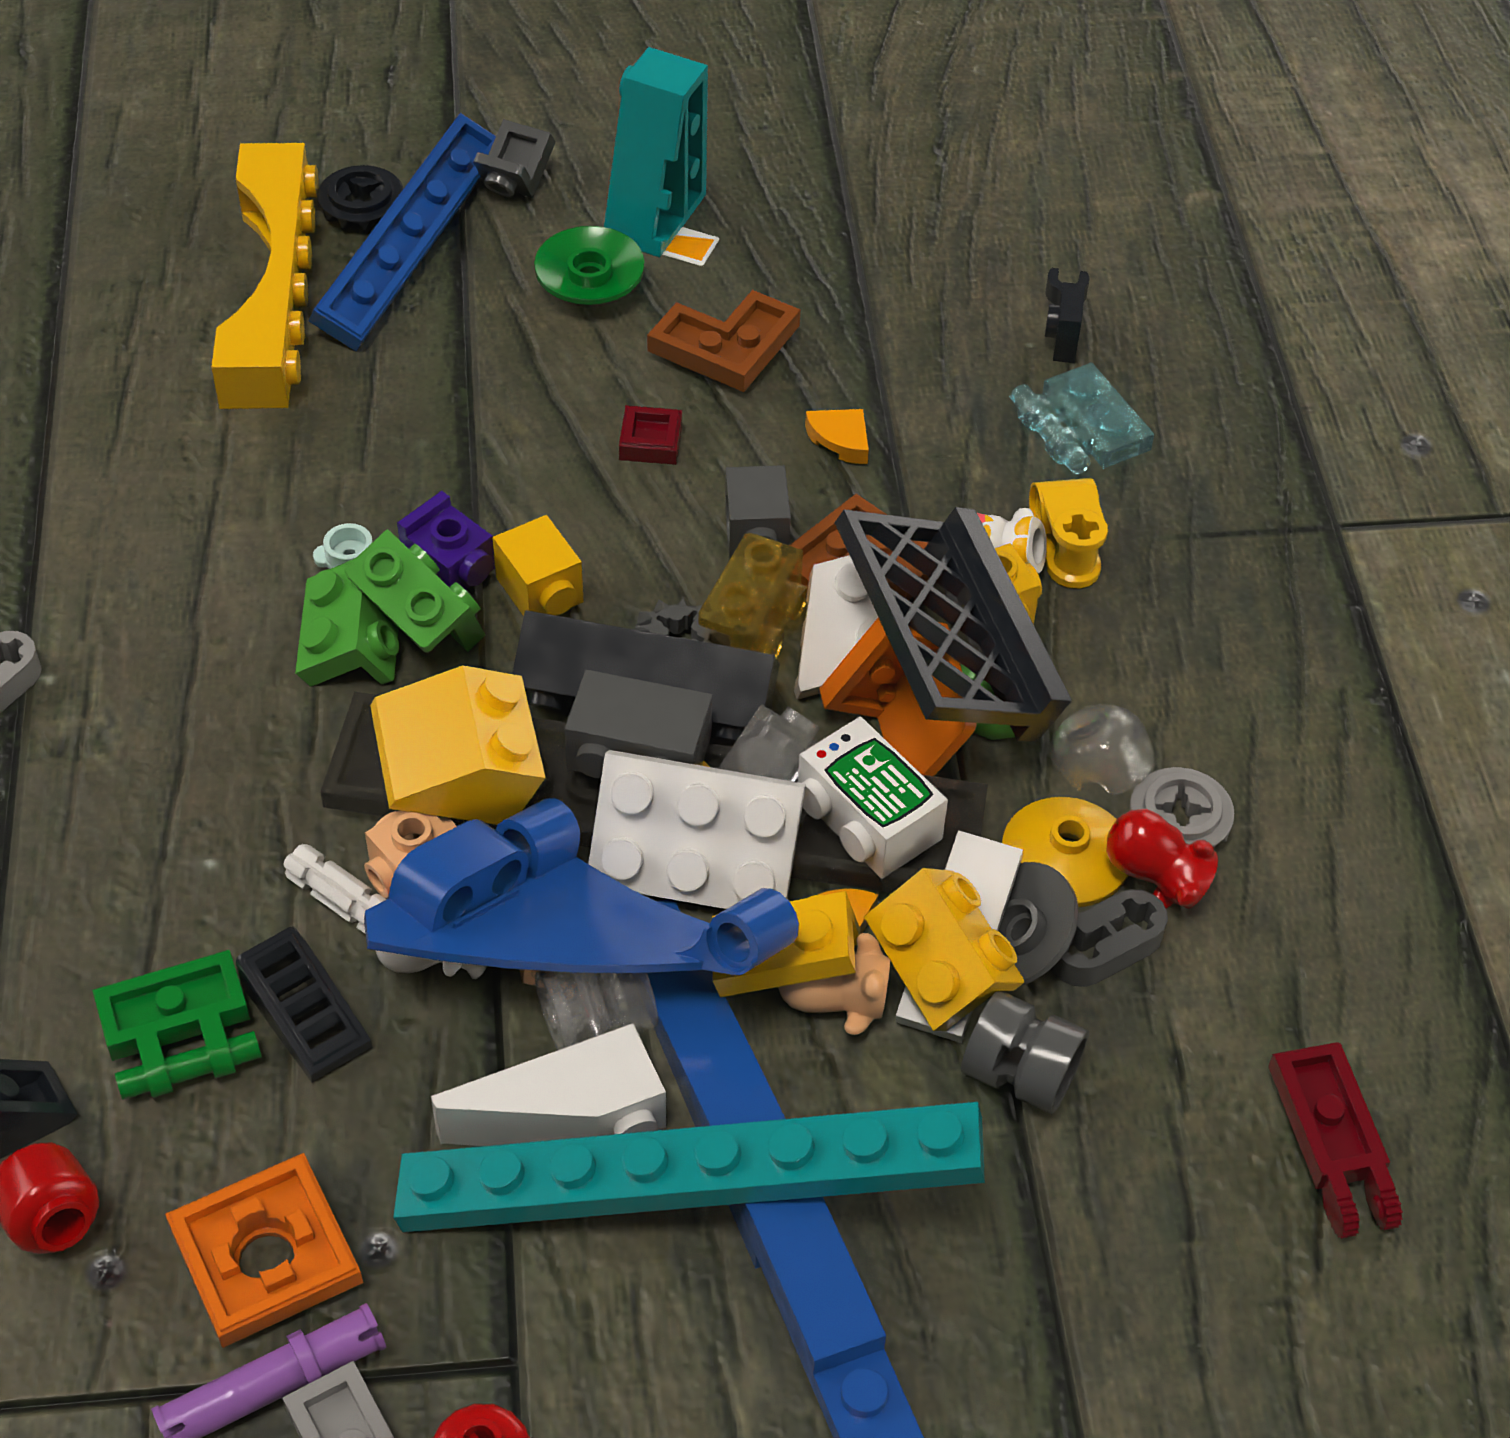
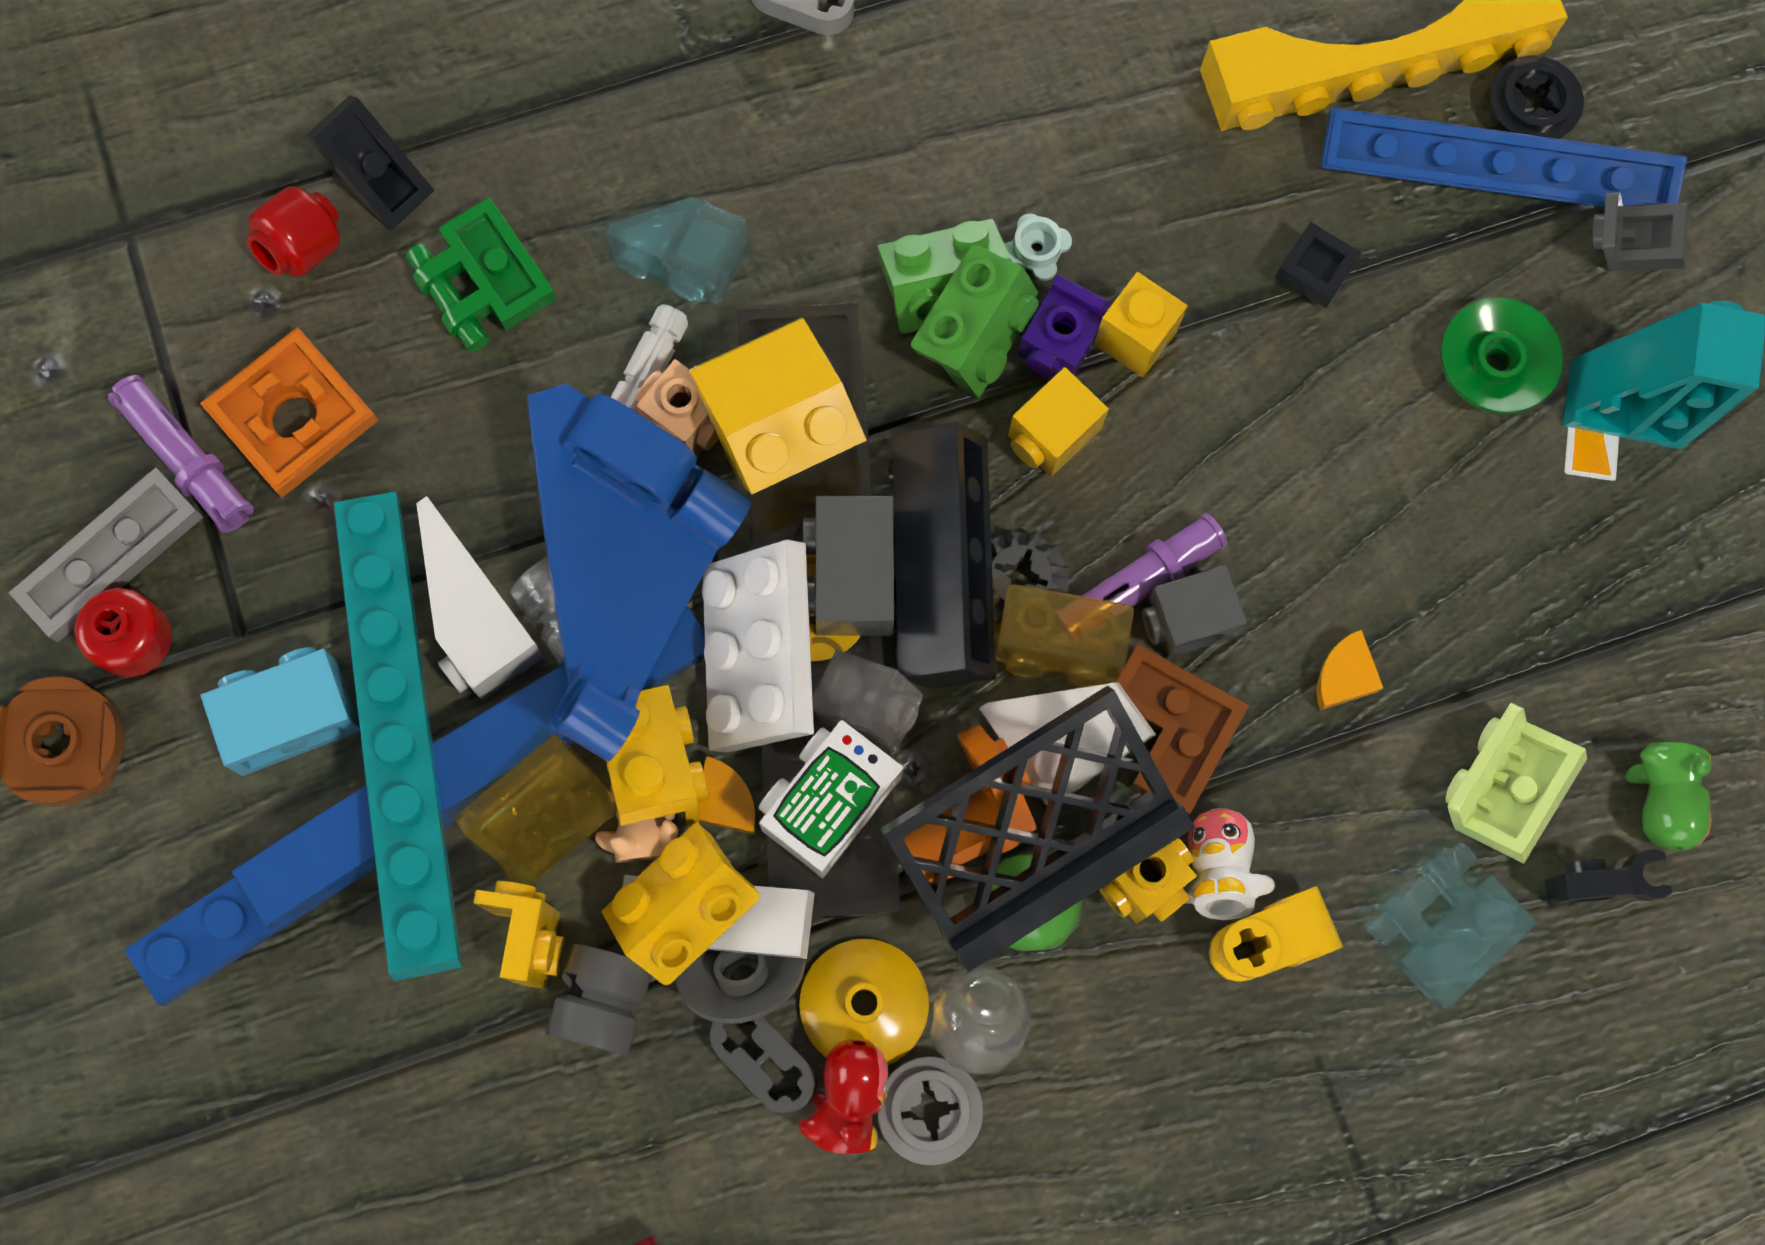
camera: 75 degrees right, 25 degrees up
(231, 824) = (683, 244): none -> clear light blue slope
(278, 968) = (508, 355): black slope -> none
(455, 362) = (1318, 264): none -> black plate
(471, 479) = (1140, 324): none -> yellow brick
(628, 1312) = (280, 710): none -> medium azure brick
(650, 435) = (1287, 482): dark red tile -> none
(699, 525) = (1162, 562): none -> medium lavender pin
(727, 350) = (1430, 535): dark orange plate -> none
(814, 1058) = (538, 811): none -> clear yellow bracket
(953, 1071) = (531, 942): none -> yellow bracket
(973, 345) = (1513, 784): none -> yellowish green bracket
(1009, 255) = (1676, 803): none -> bright green animal

